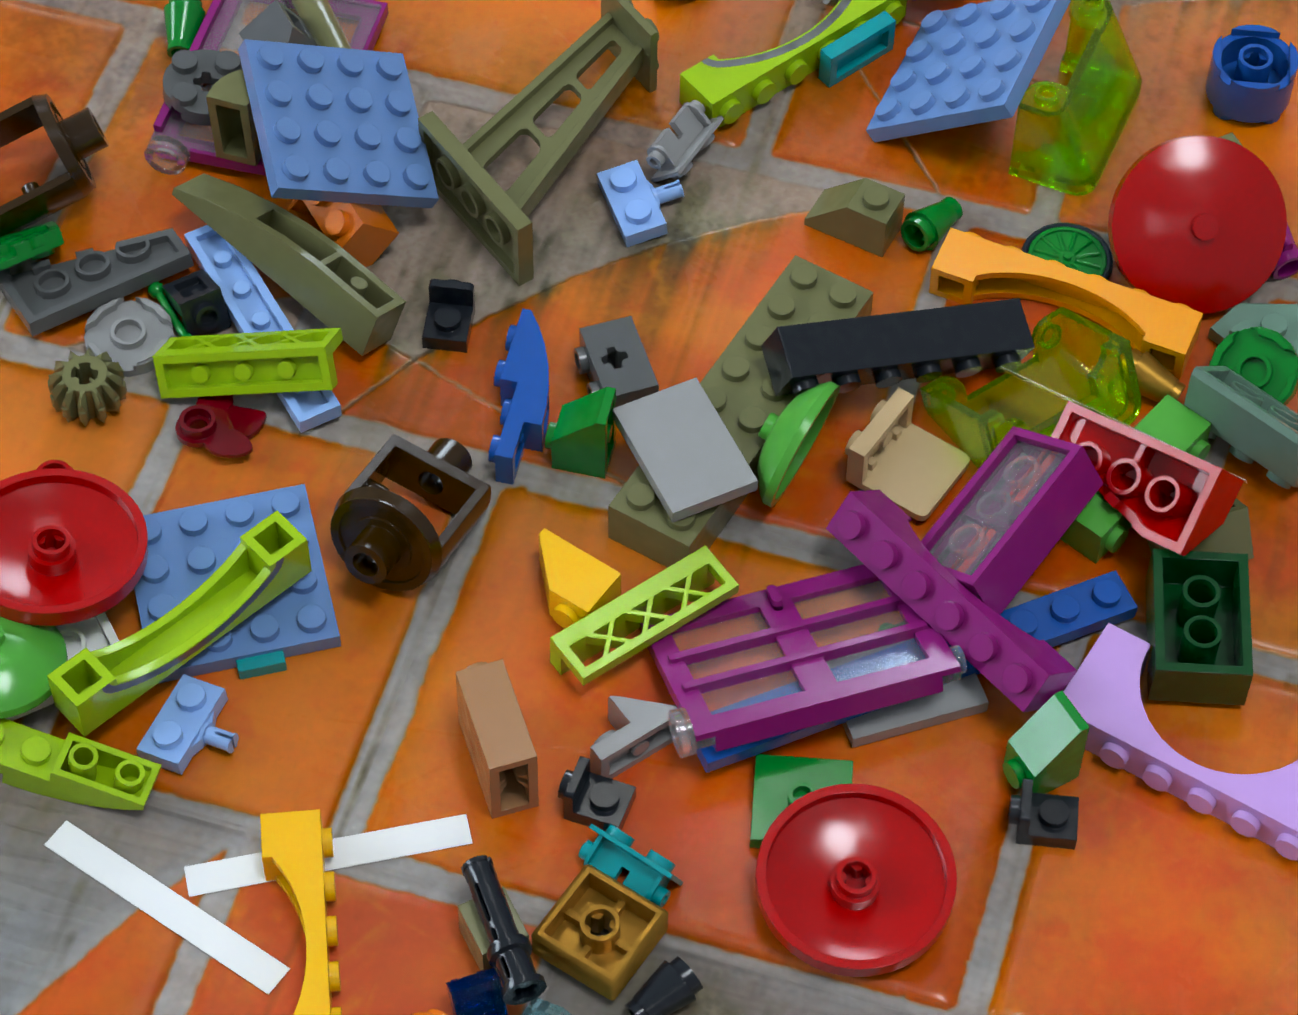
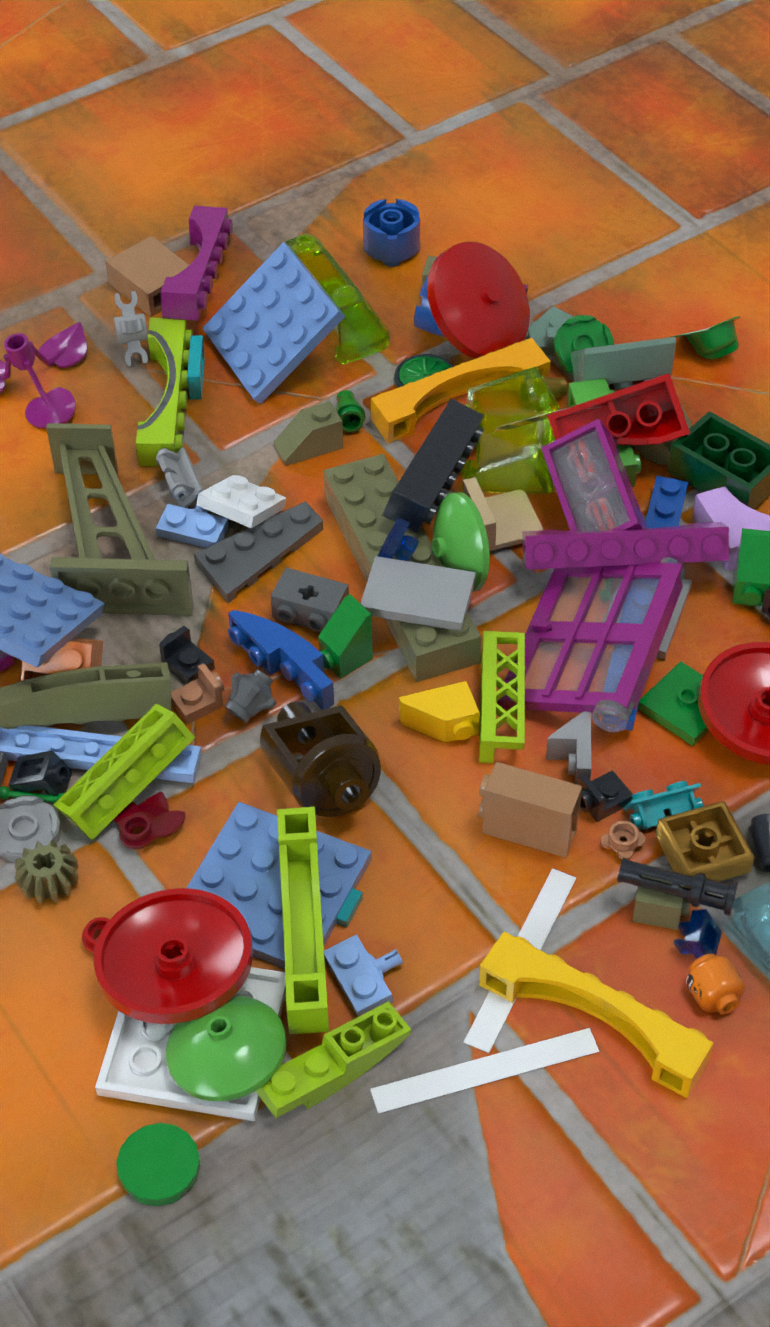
camera: 50 degrees left, 5 degrees down
(410, 361) = (198, 696): none -> nougat bracket
(441, 401) = (250, 695): none -> dark grey rock
(552, 841) = (626, 831): none -> nougat plate
(639, 273) = (247, 554): none -> dark grey wing
(698, 218) = (241, 501): none -> white plate
(729, 382) = (397, 543): none -> clear blue tile

